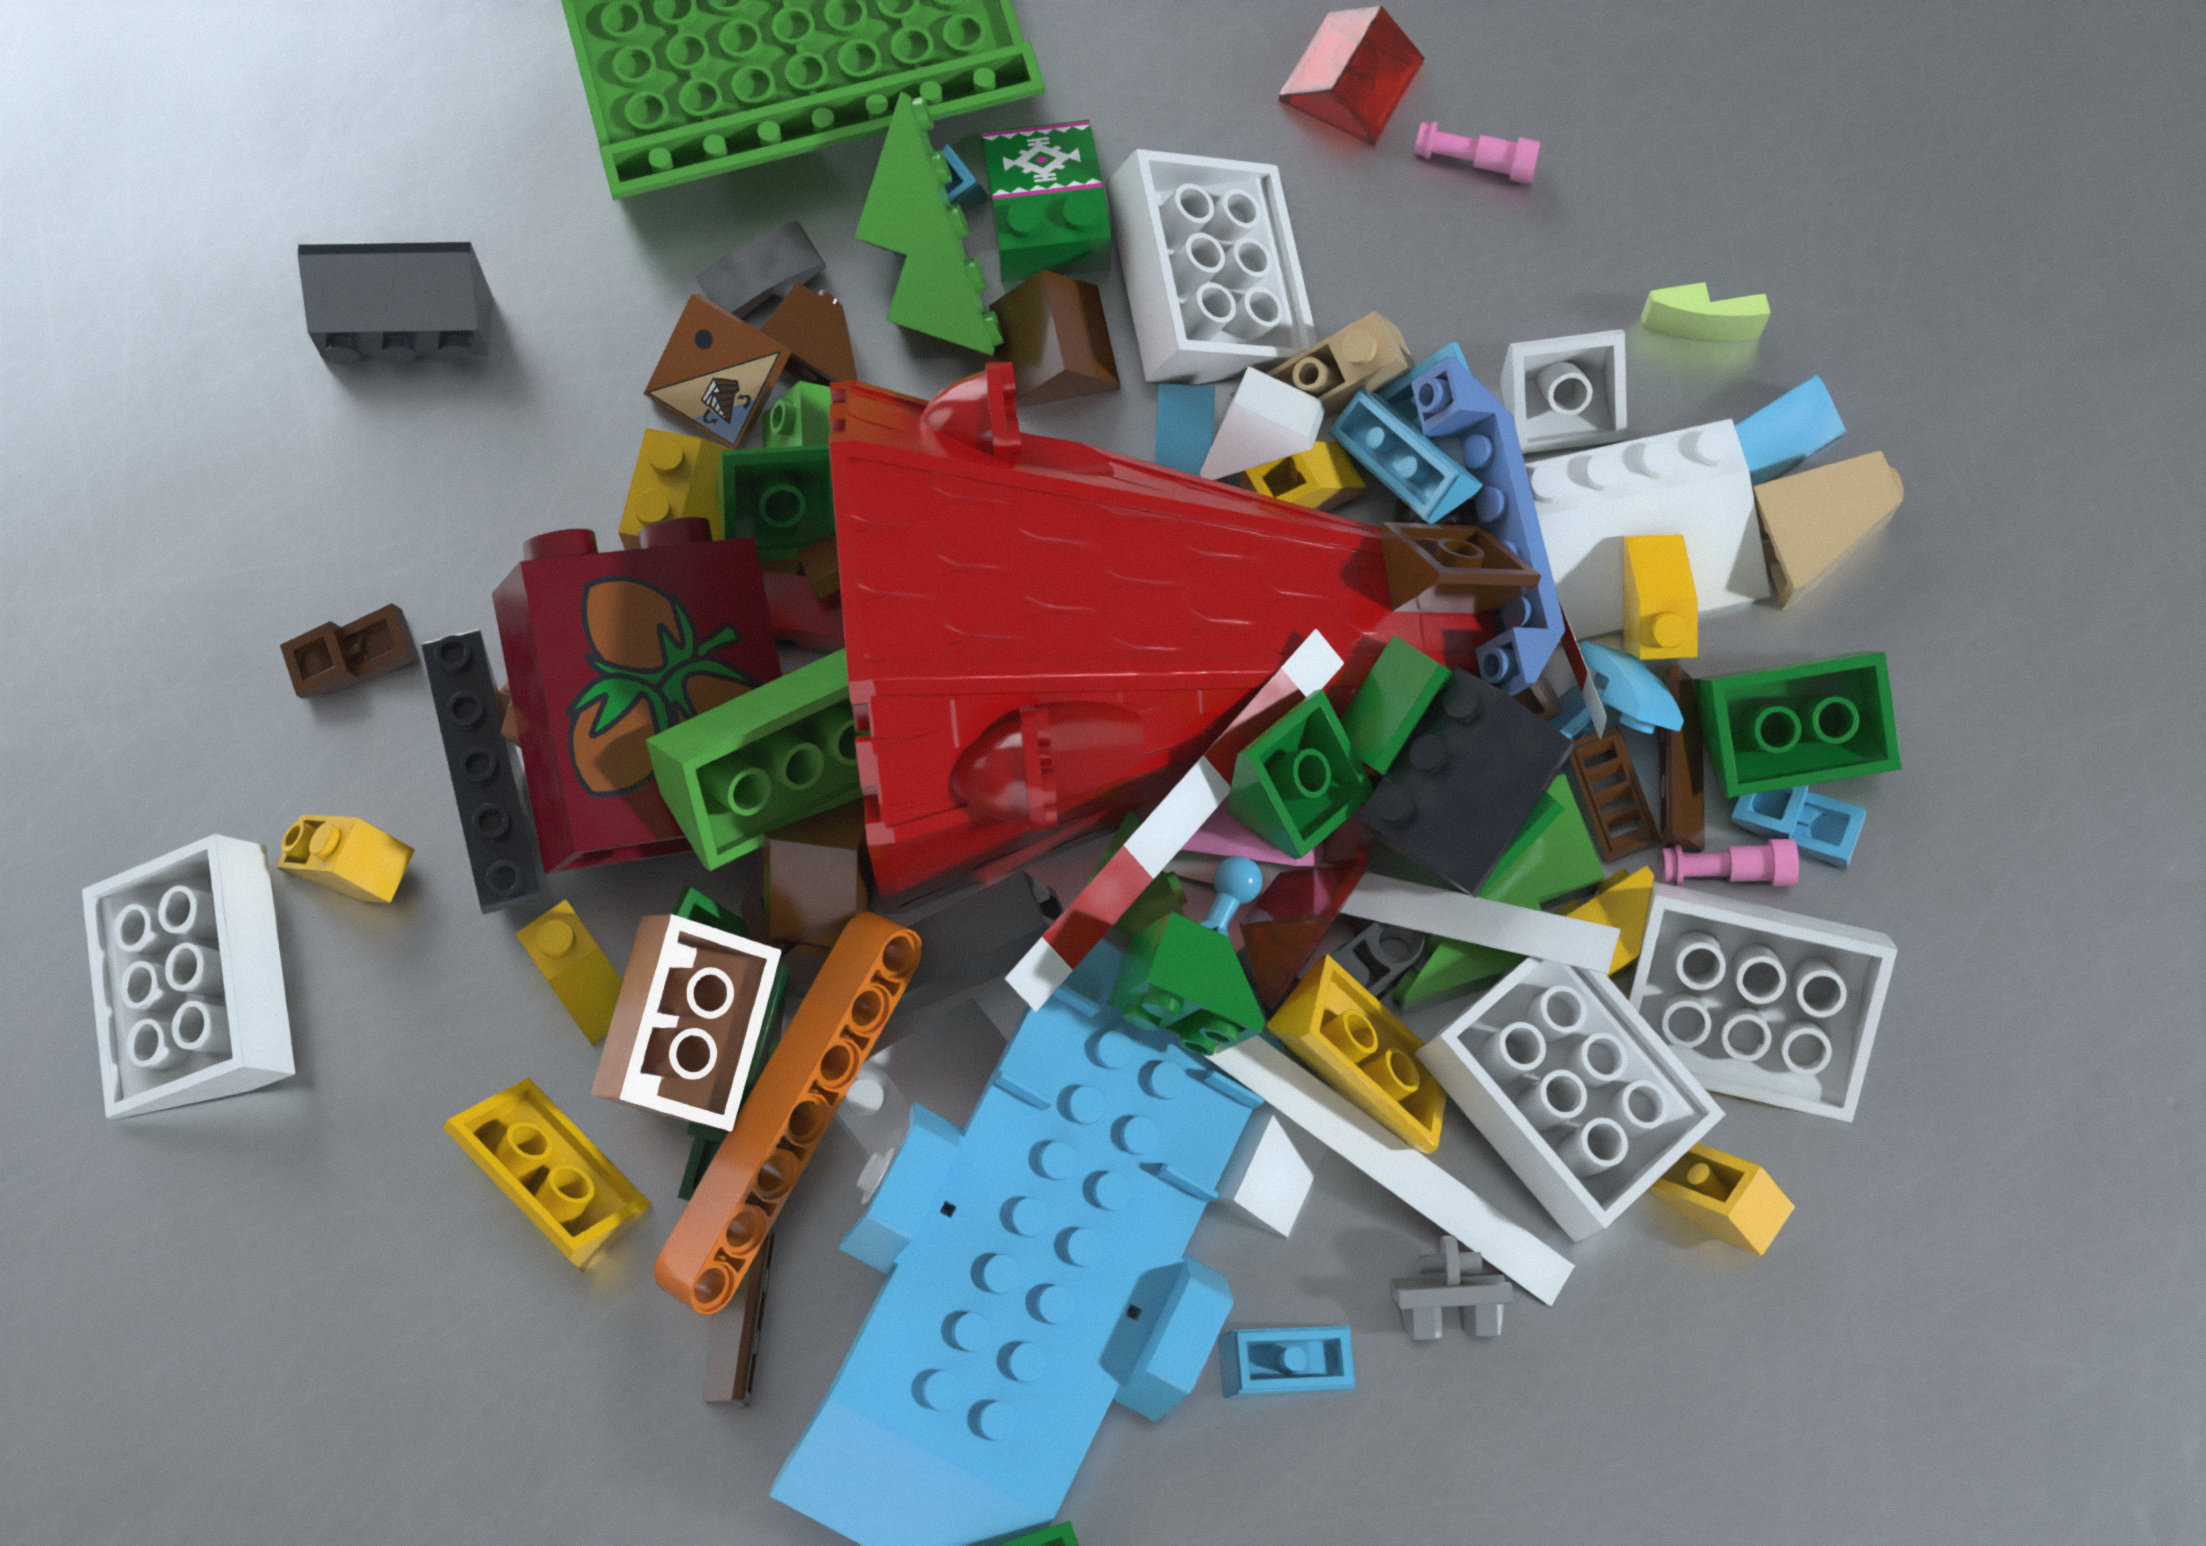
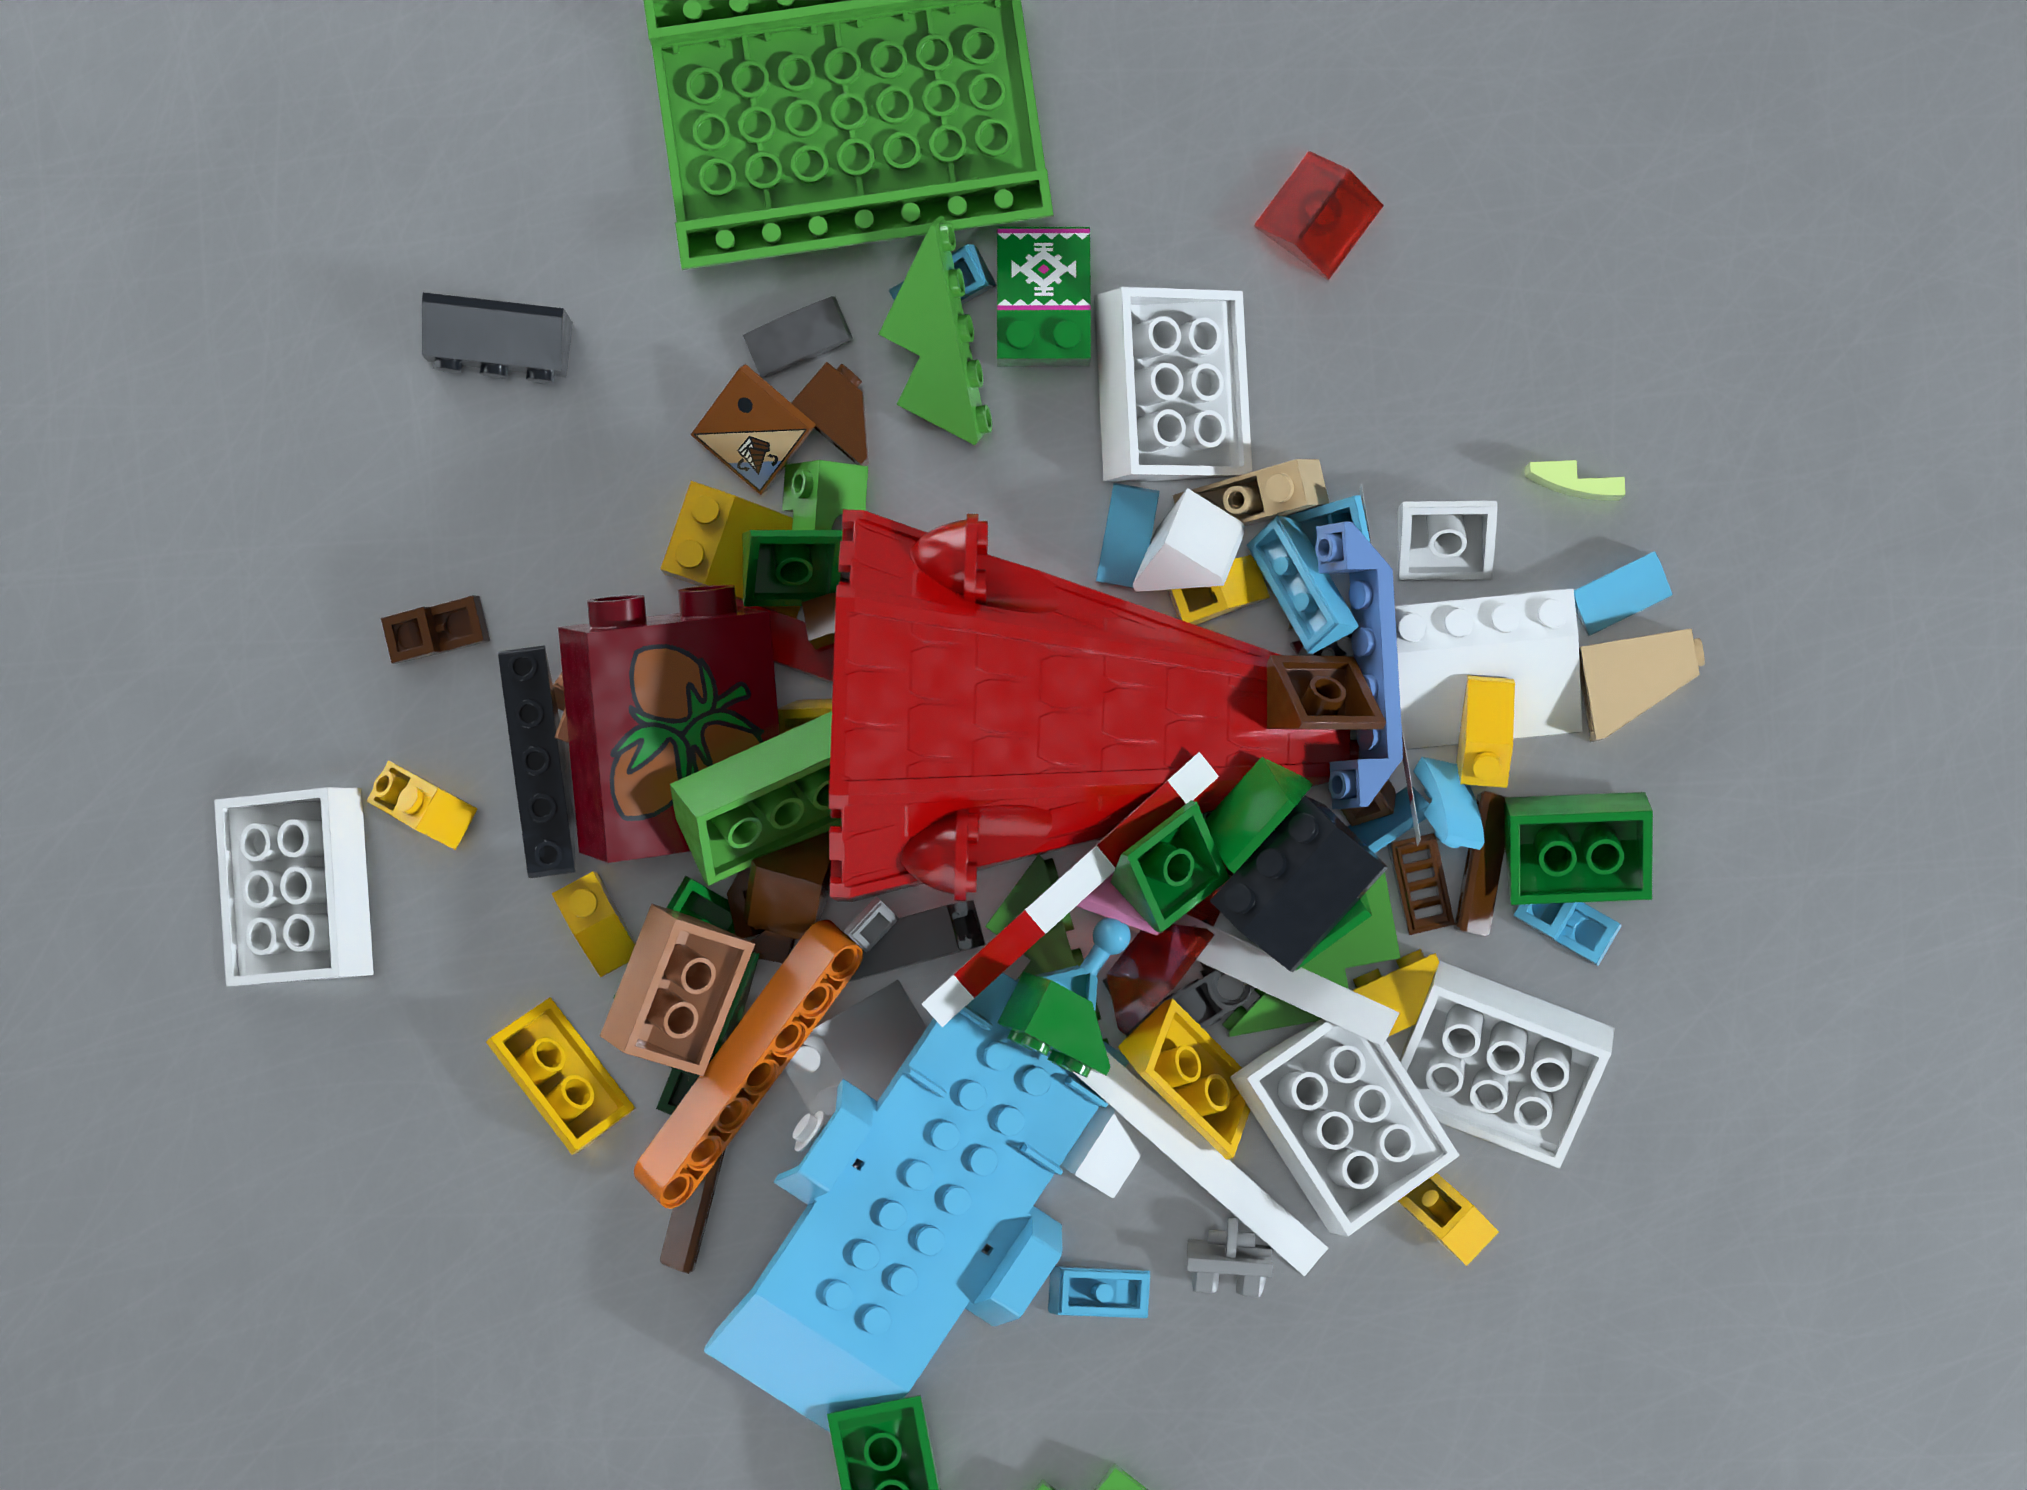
camera: 10 degrees right, 15 degrees up
(927, 904) = (871, 924): none -> light grey slope
(1055, 339) = (1034, 431): reddish brown slope -> none
(1488, 152) = (1421, 306): bright pink piece -> none
(1771, 862) = (1512, 953): bright pink piece -> none

